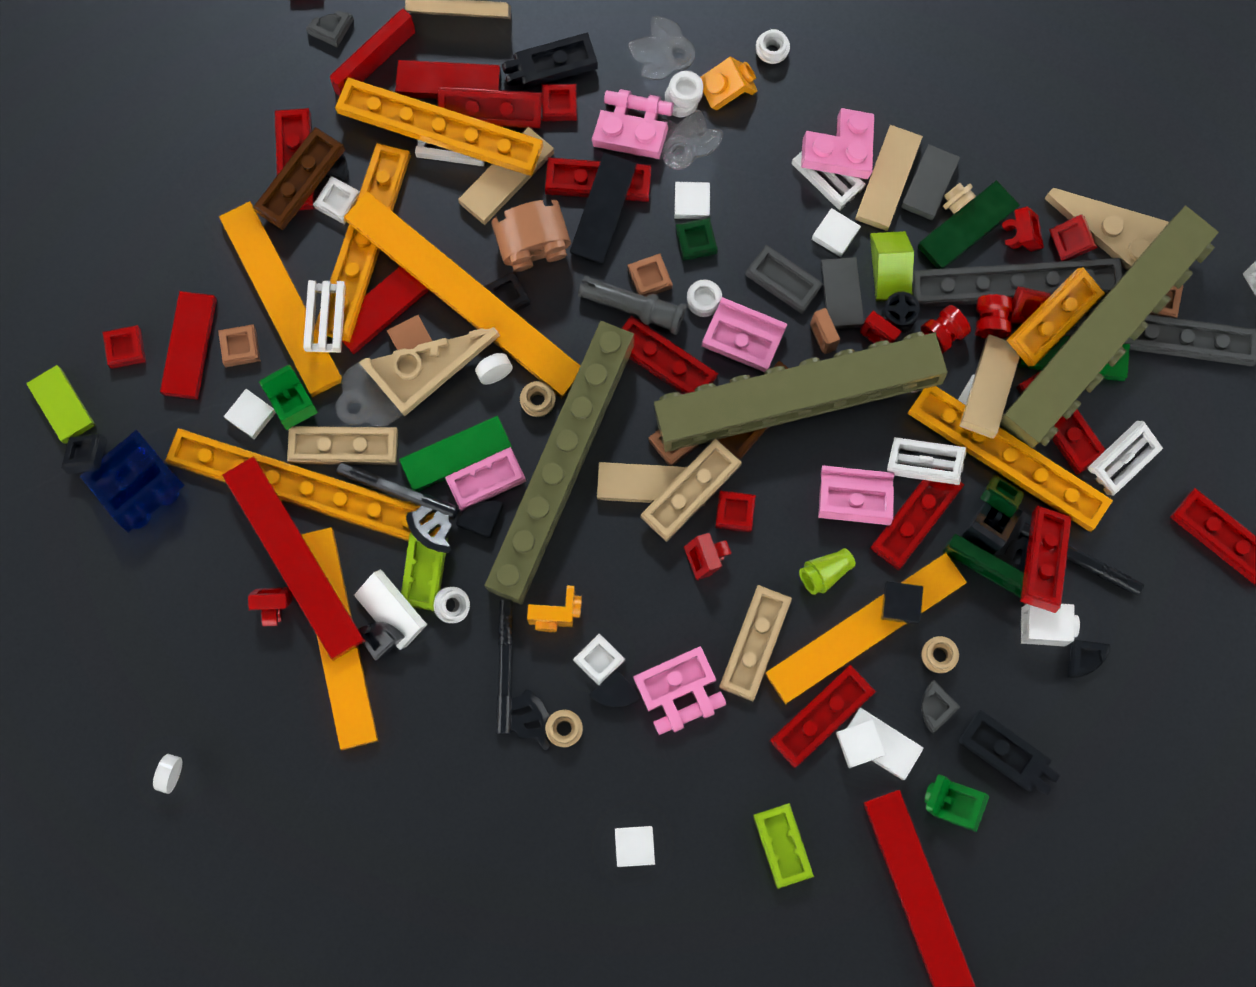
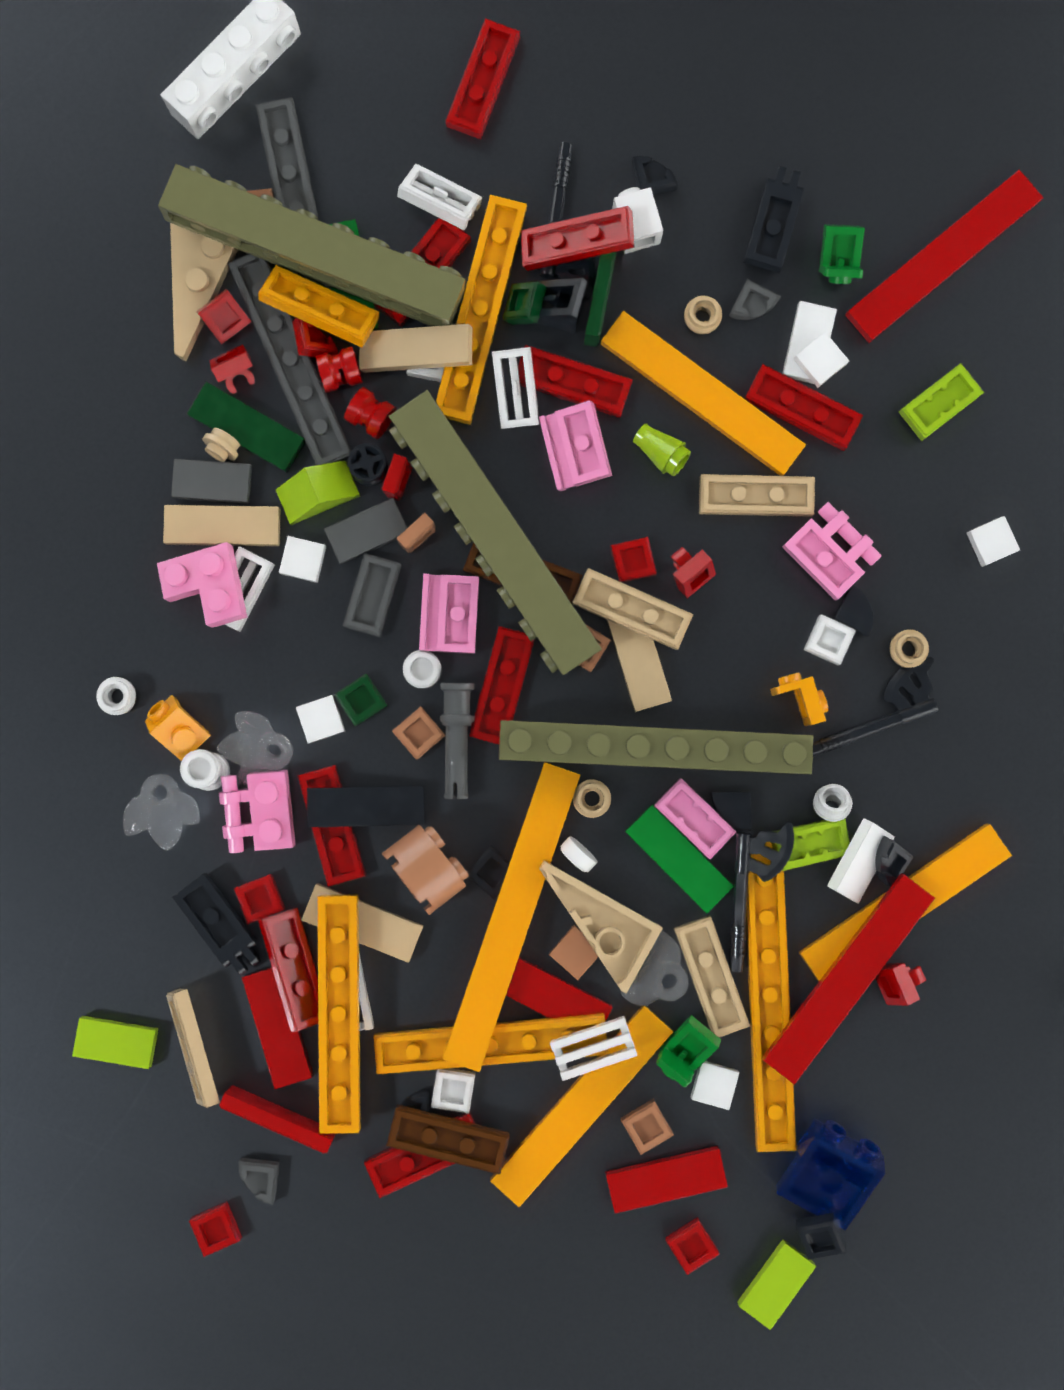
camera: 115 degrees left, 10 degrees up
(902, 602) = (669, 365): black tile -> none

